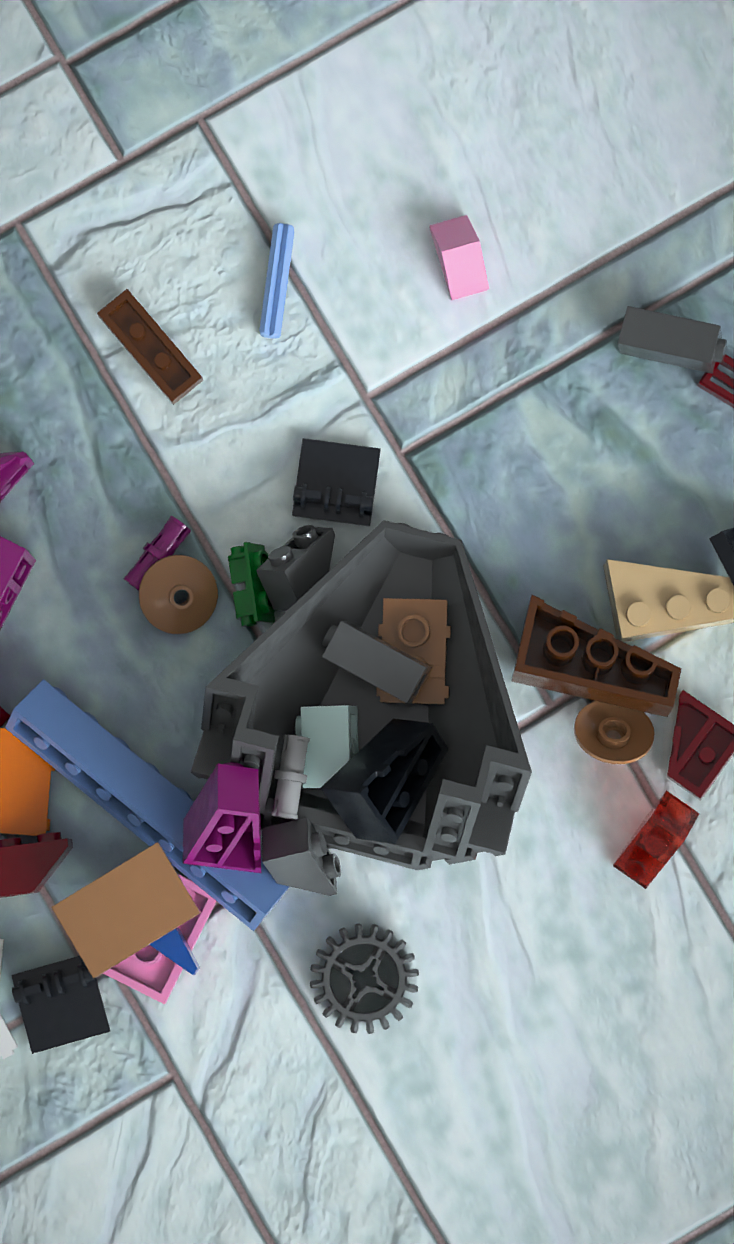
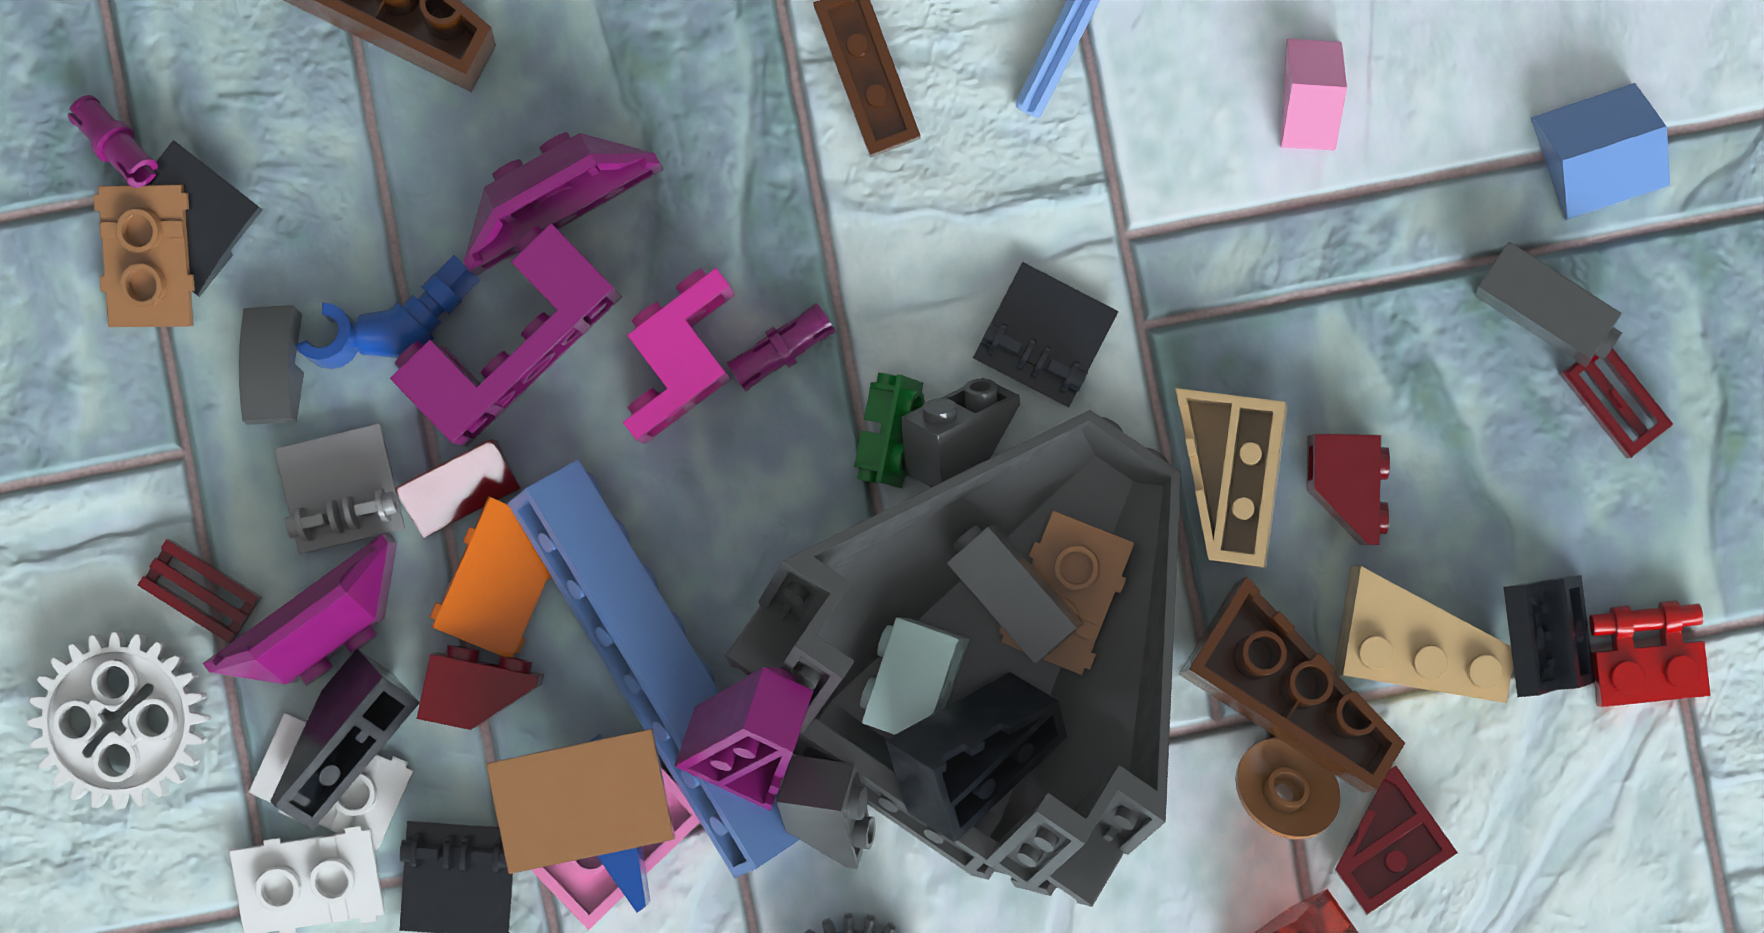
camera: 20 degrees right, 5 degrees up
(87, 581) = (677, 354): none -> dark pink bracket
(161, 584) = (786, 384): medium nougat dish -> none
(290, 776) = (851, 705): light grey pin -> none
(499, 526) = (1235, 470): none -> tan wedge
(577, 507) = (1346, 481): none -> dark red slope
(671, 225) = (1604, 150): none -> medium blue slope

